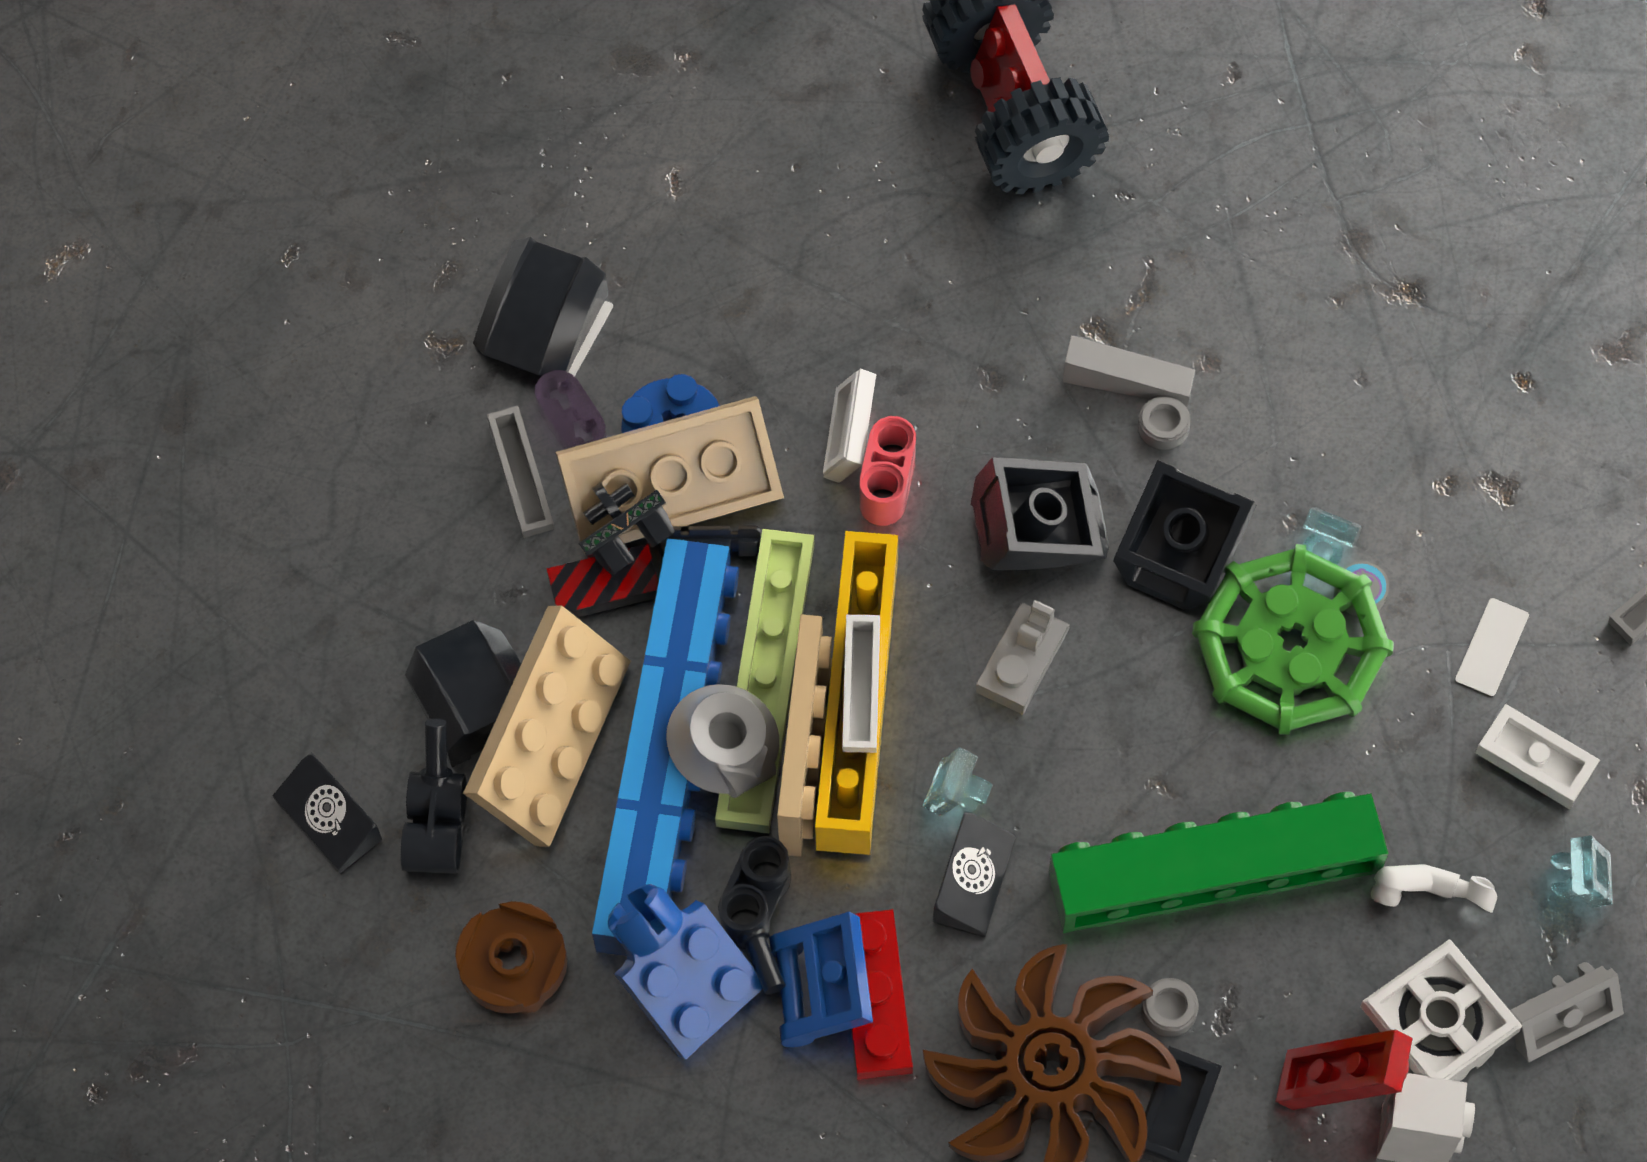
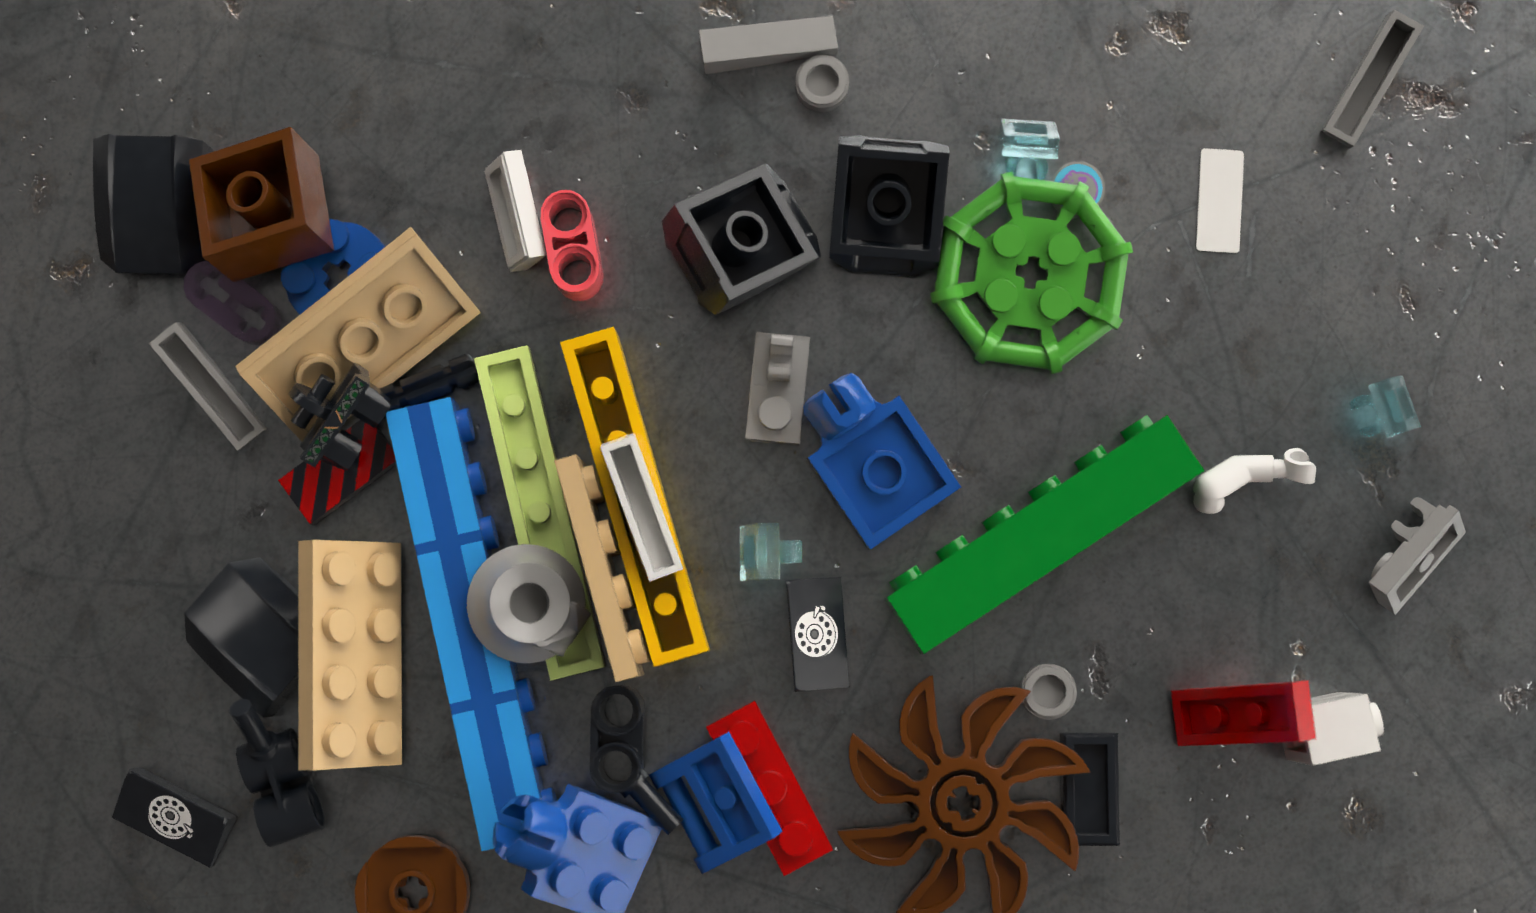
camera: 20 degrees left, 20 degrees up
(633, 337) = (261, 205): none -> reddish brown brick
(1087, 743) = (875, 460): none -> blue plate
(1443, 1014) = (1306, 614): white piece -> none
(1537, 756) = (1304, 304): white plate -> none

